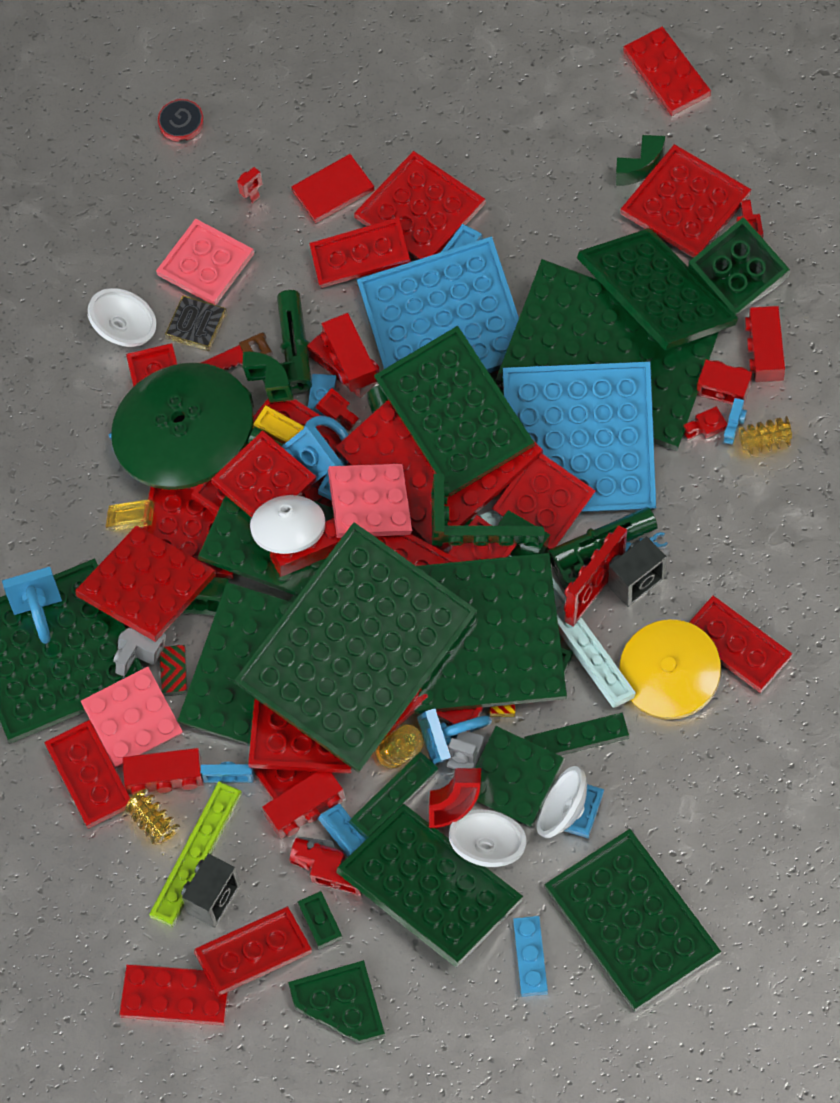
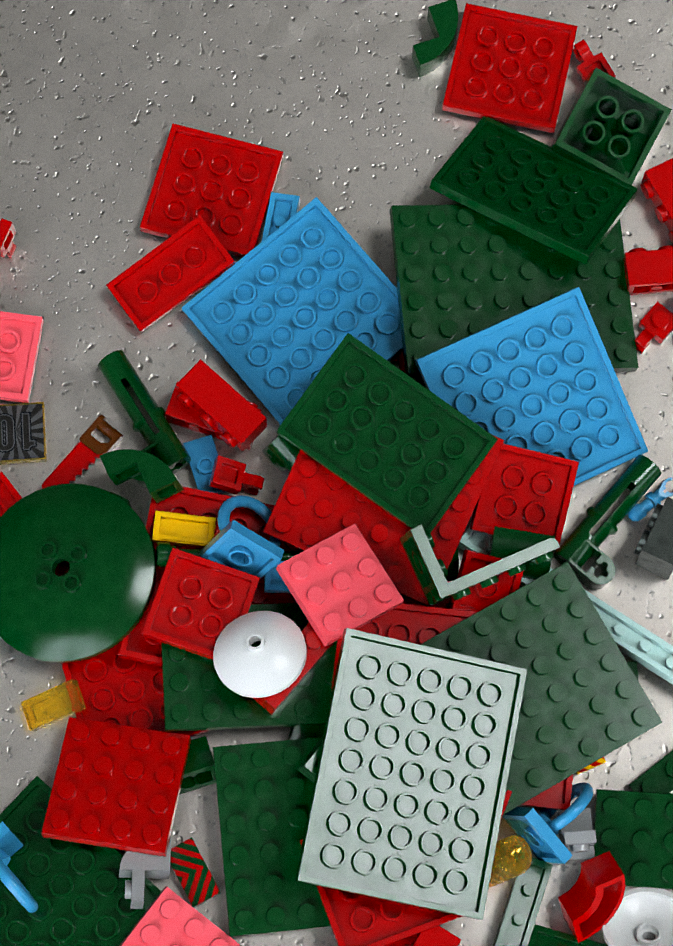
camera: 30 degrees left, 10 degrees up
(333, 188) = (98, 204): red tile -> none
(593, 576) = (625, 565): red plate -> none

